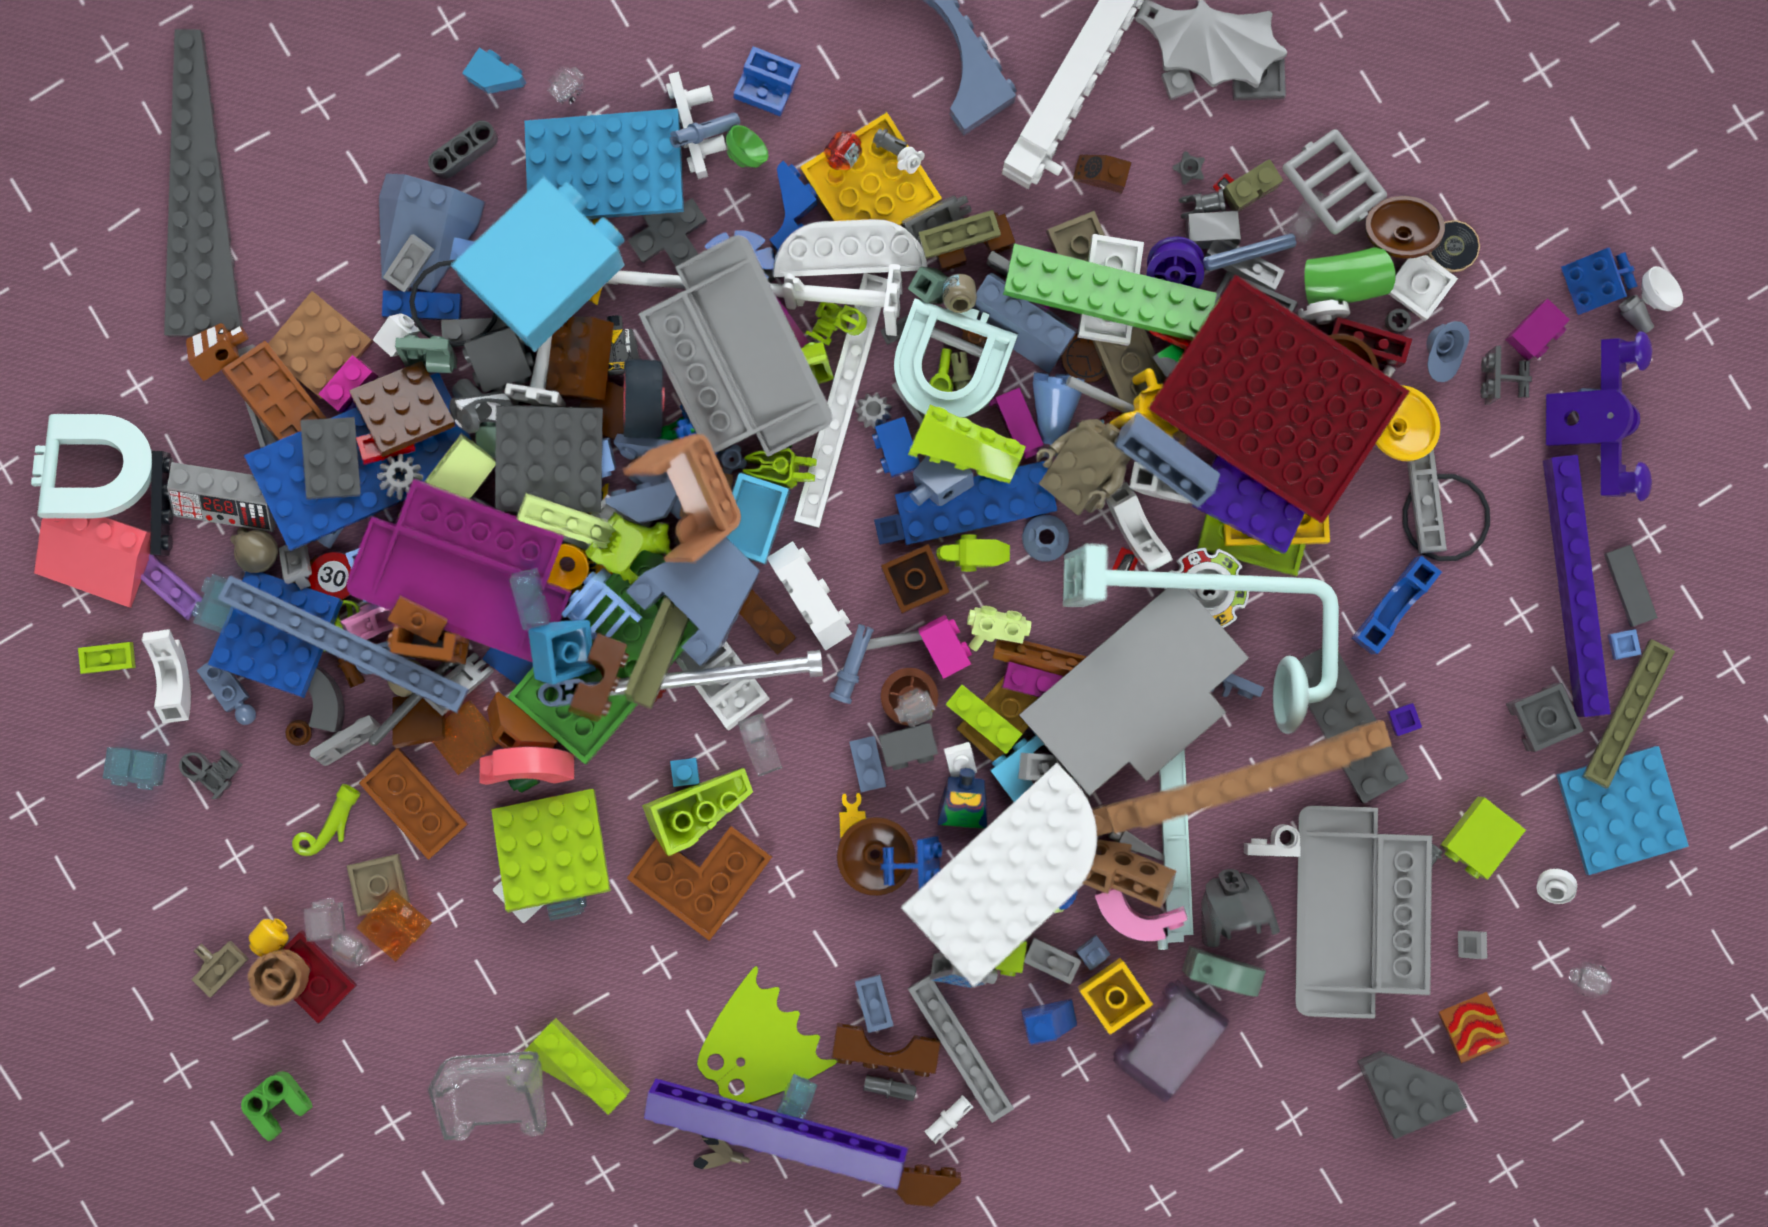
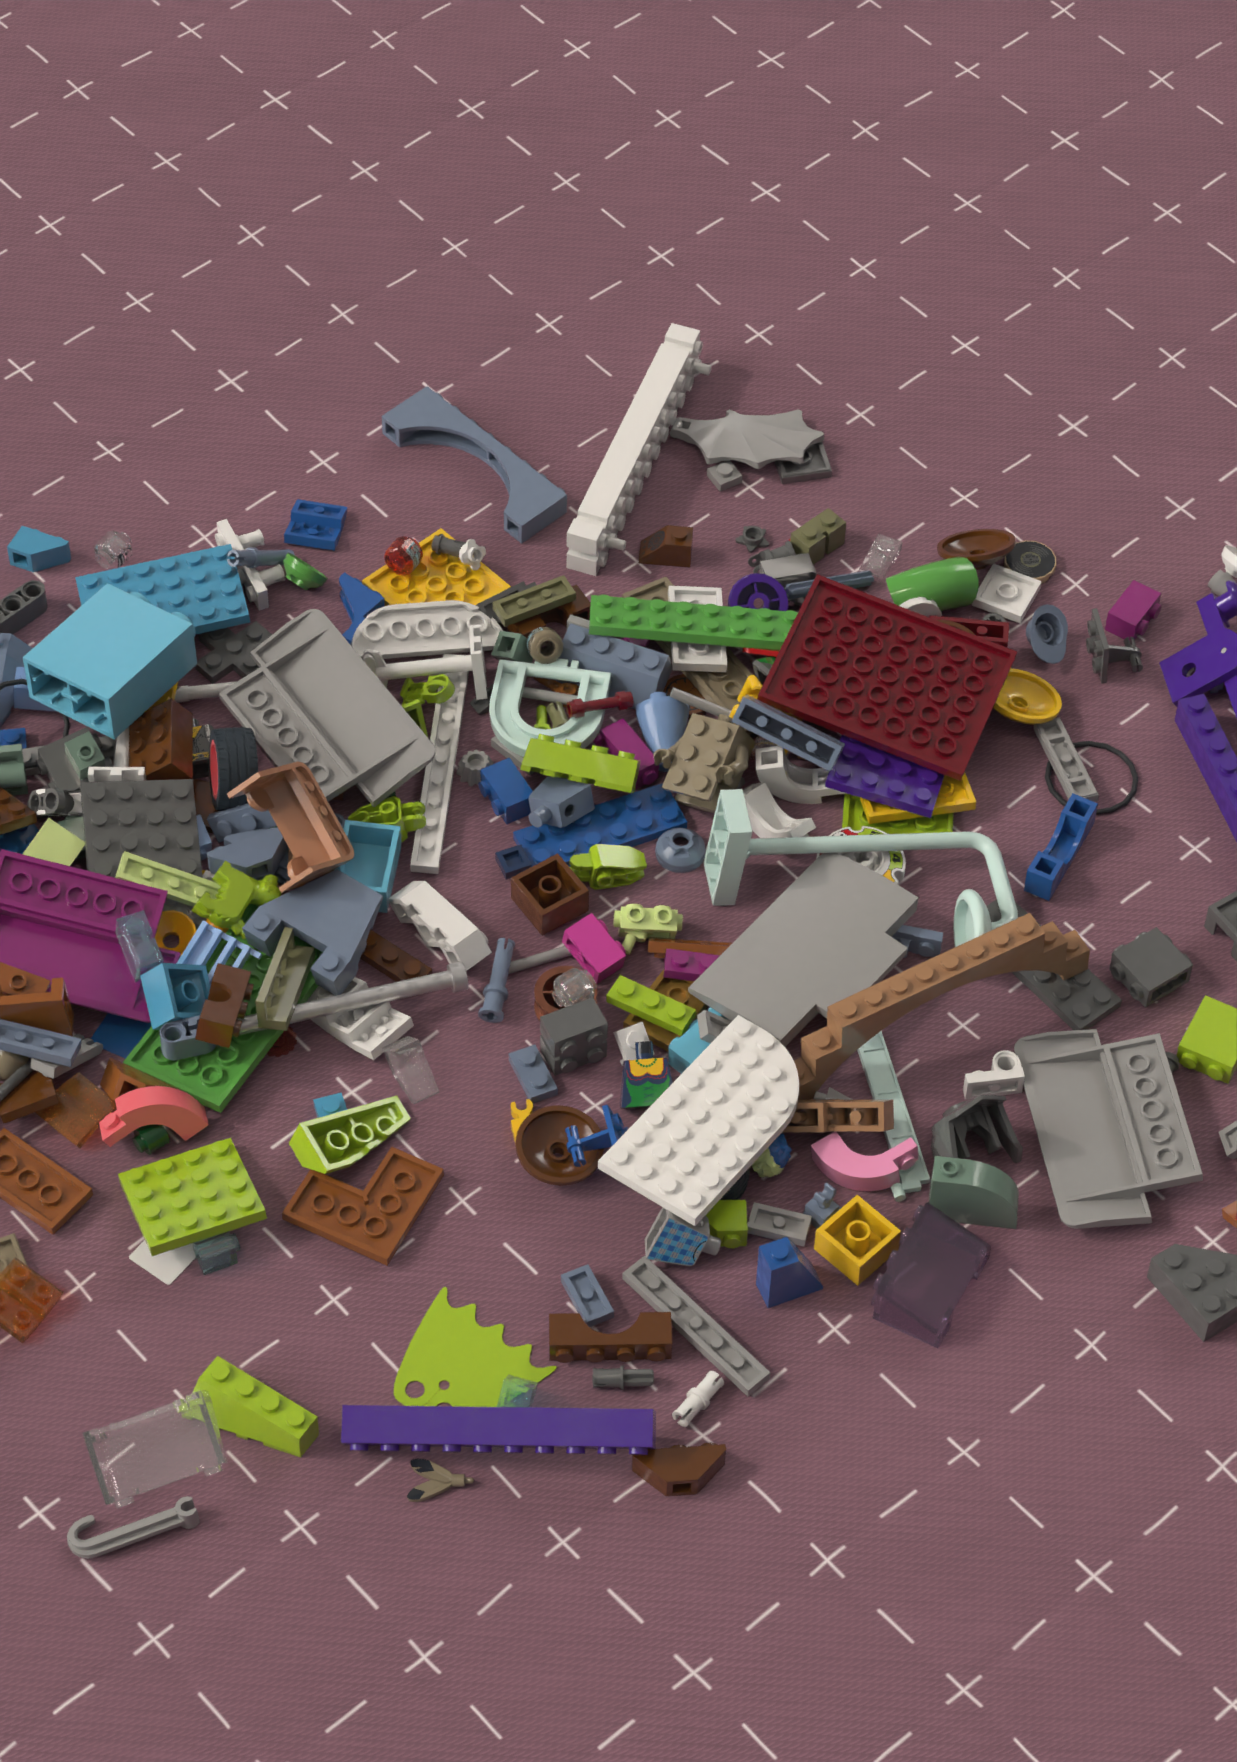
camera: 15 degrees left, 35 degrees down
(461, 1161) = (183, 1515): none -> light grey piece
(506, 363) = (84, 754): none -> sand green brick
(977, 378) = (578, 708): none -> dark red bar
(1125, 560) = (770, 863): sticker -> none
(1348, 155) = (903, 507): light grey bar -> none
(1404, 719) = (1101, 948): dark purple plate -> none
(1443, 751) = (1150, 966): none -> dark grey brick
(1597, 281) = (1178, 563): blue plate -> none

